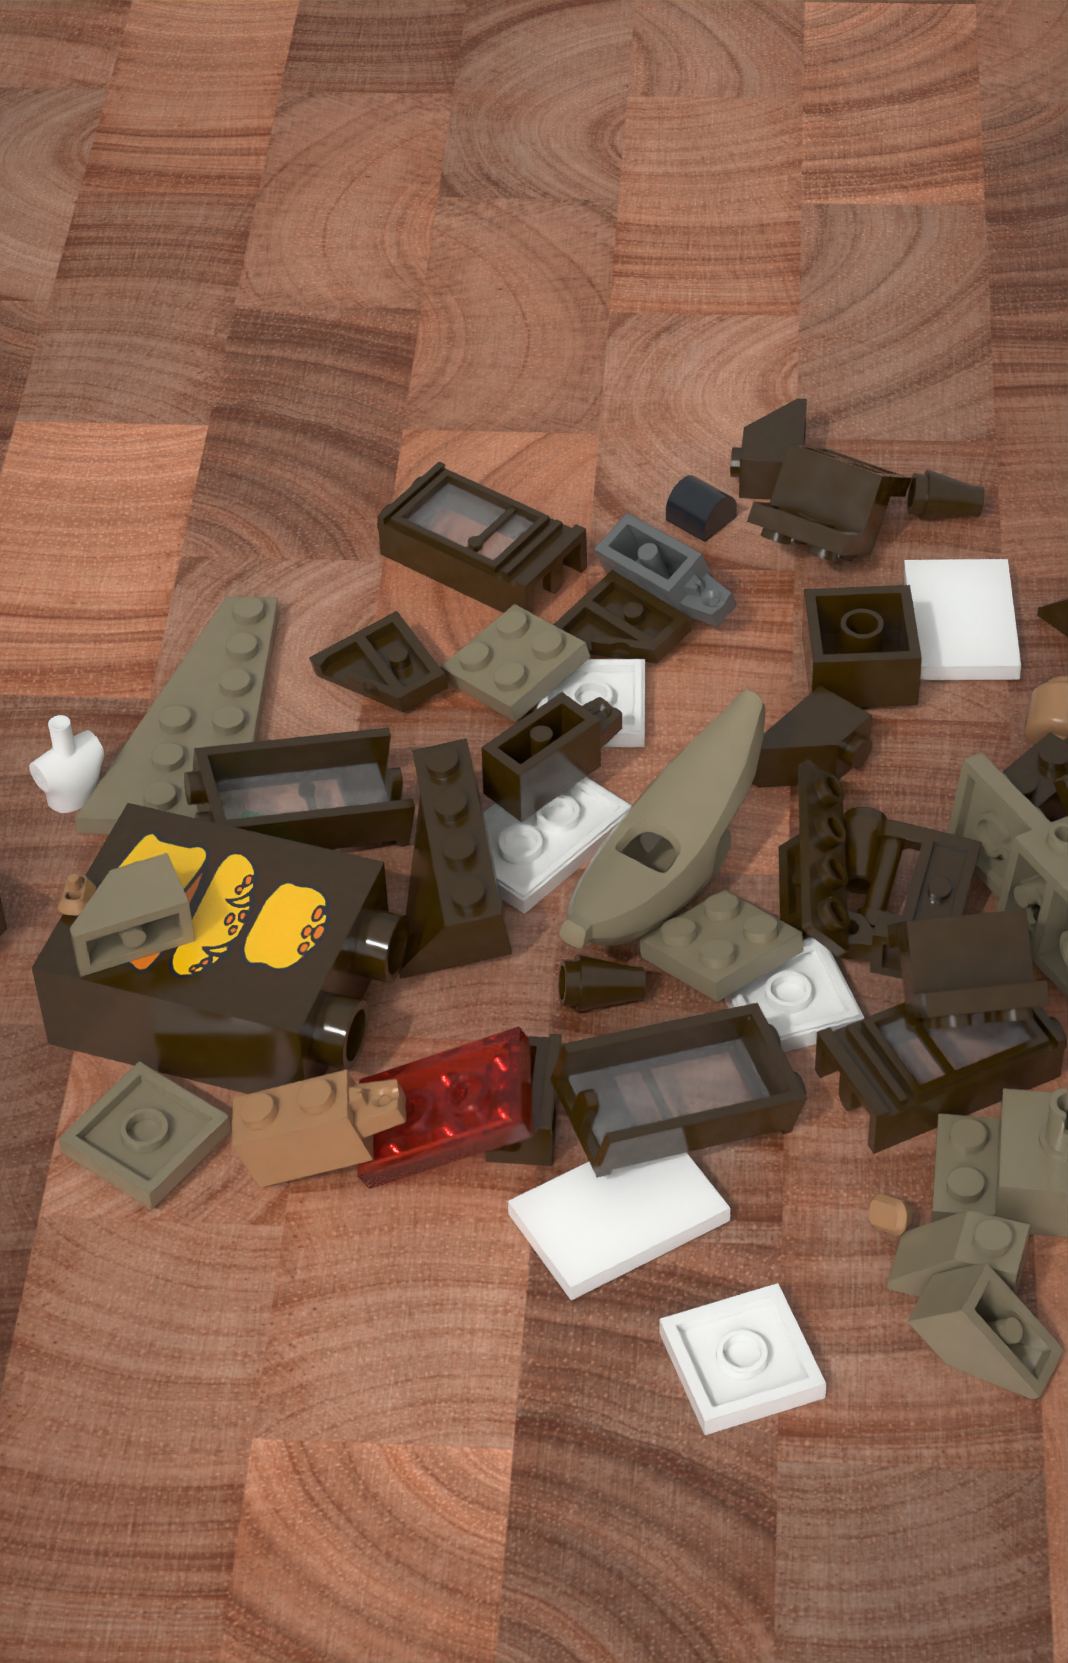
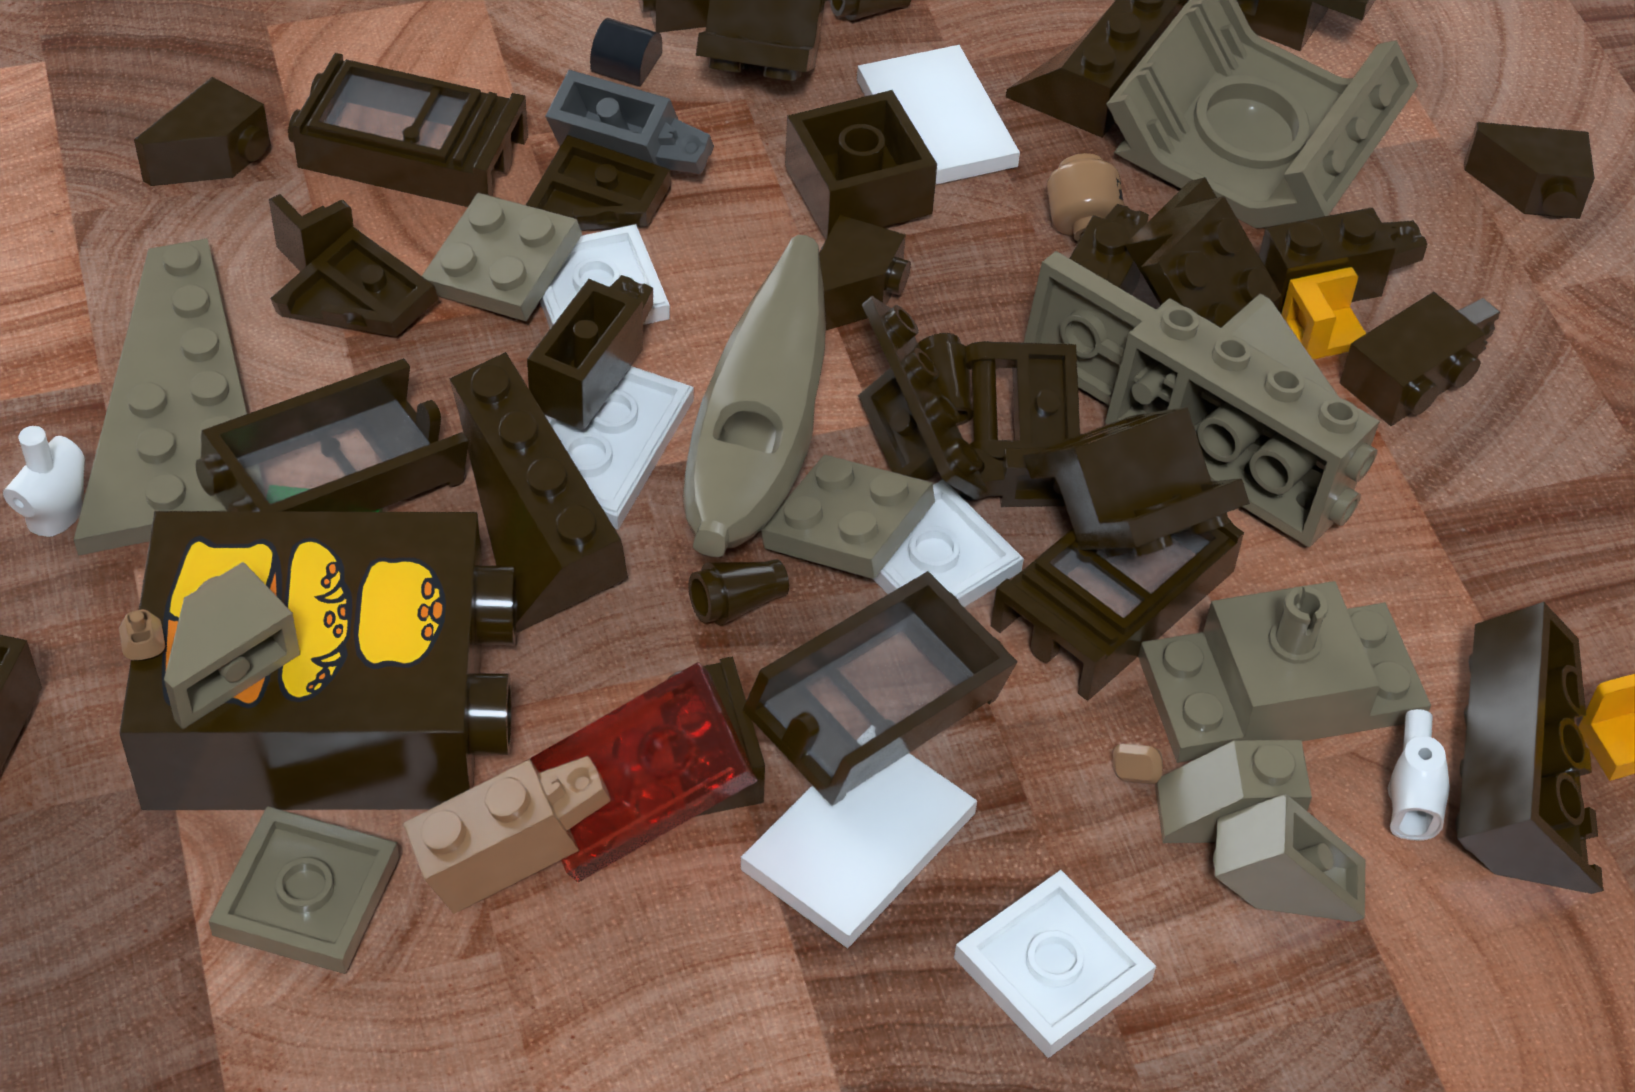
camera: 25 degrees left, 5 degrees up
(306, 513) = (204, 137): none -> dark brown slope
(362, 609) = (307, 235): none -> dark brown panel

